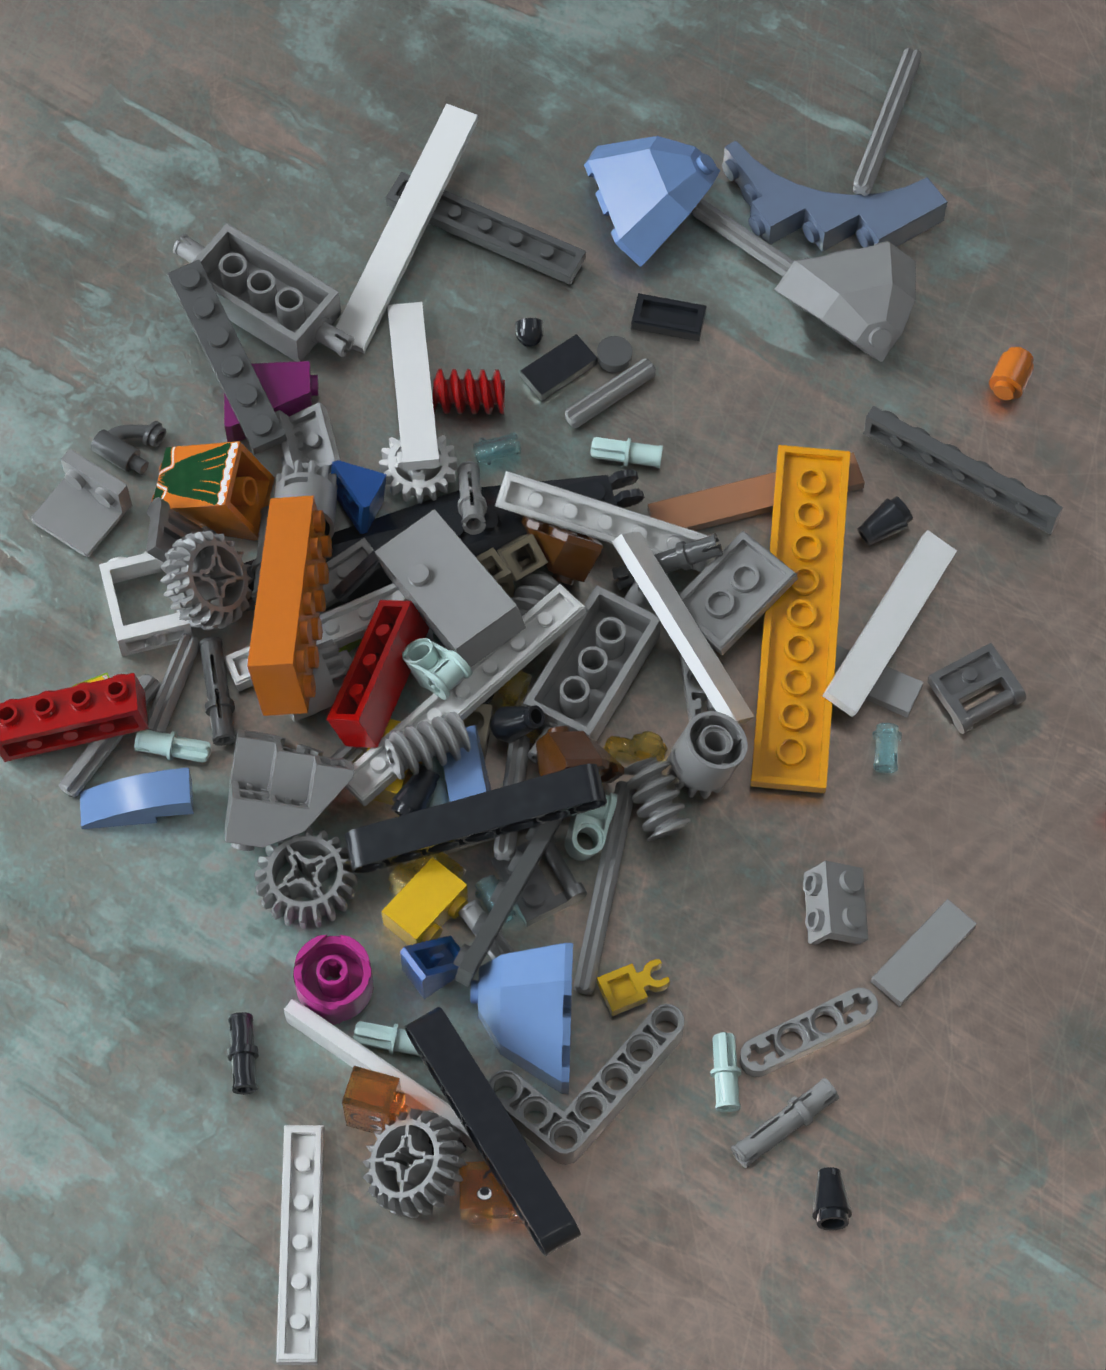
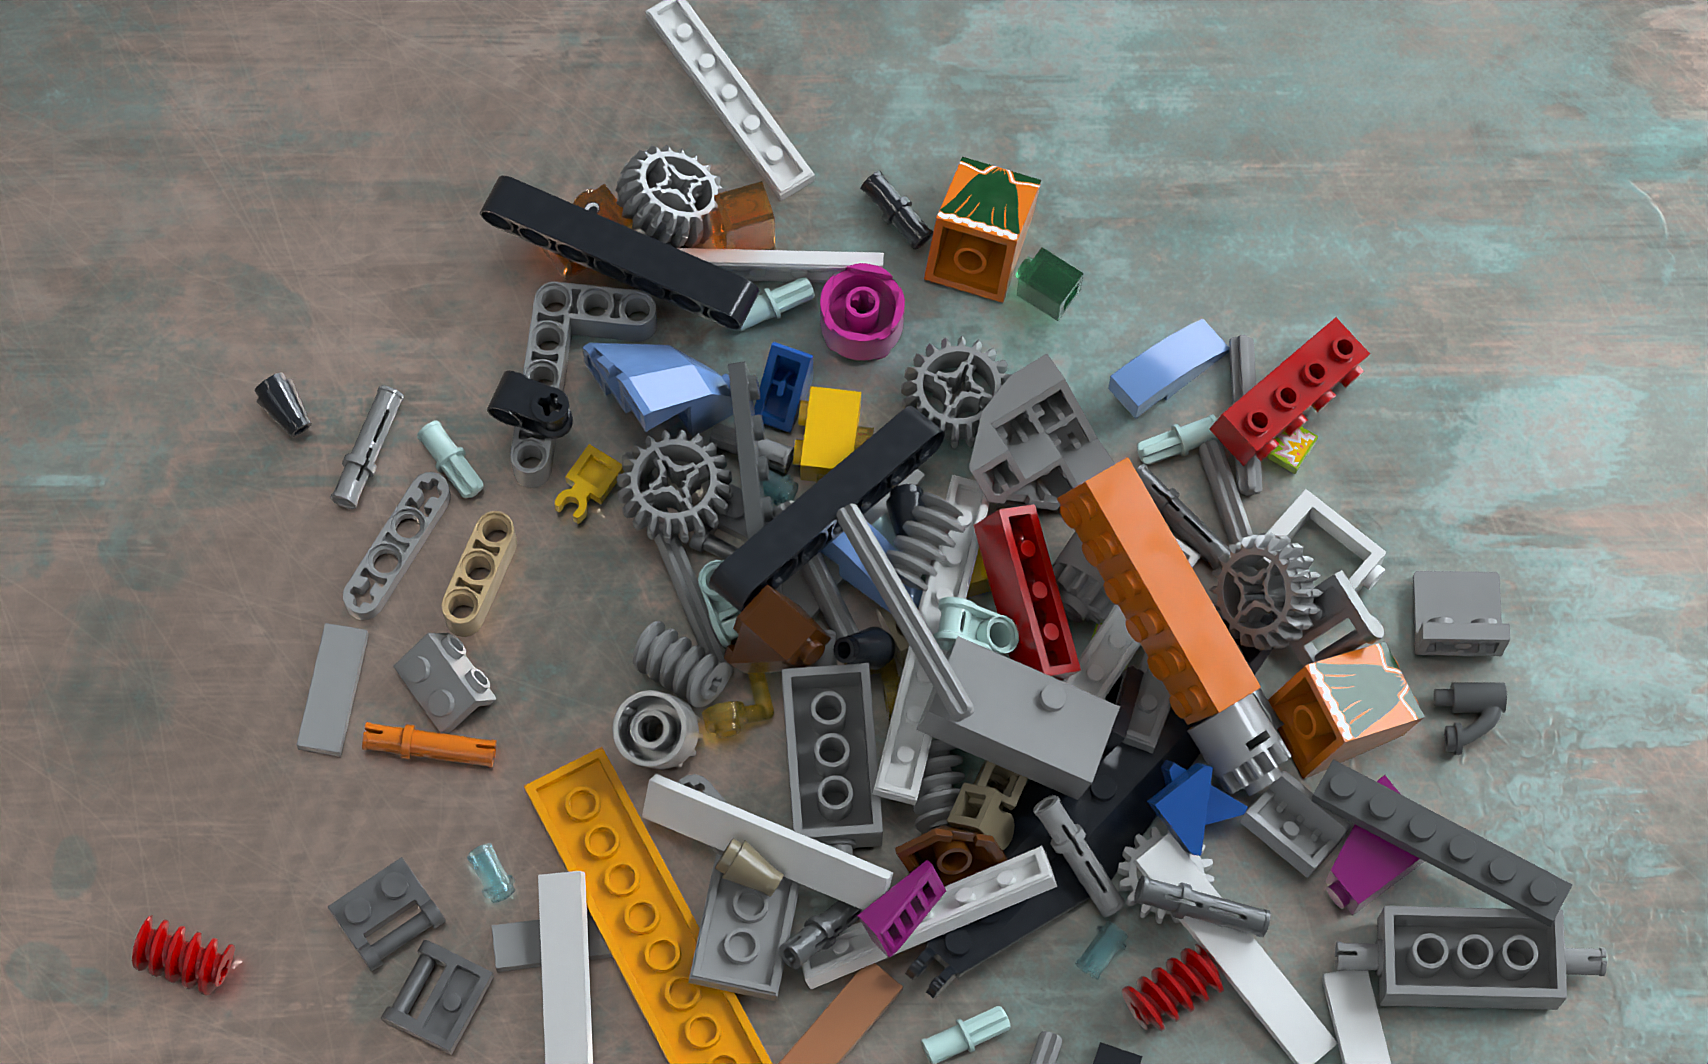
camera: 145 degrees right, 5 degrees up
(174, 917) = (1048, 283): none -> clear green brick
(188, 991) = (981, 229): none -> orange slope
(375, 474) = (1184, 807): none -> blue slope
(427, 413) = (1153, 894): none -> dark grey pin
(481, 687) = (905, 613): none -> light grey axle
(587, 925) = (703, 467): none -> light grey gear
(632, 519) = (897, 912): none -> magenta slope
(646, 1052) = (525, 402): none -> black piece
(709, 620) = (747, 867): none -> dark tan cone
(768, 949) = (477, 554): none -> tan beam
(888, 873) = (428, 744): none -> orange pin
(979, 779) = (378, 903): none -> flat silver plate

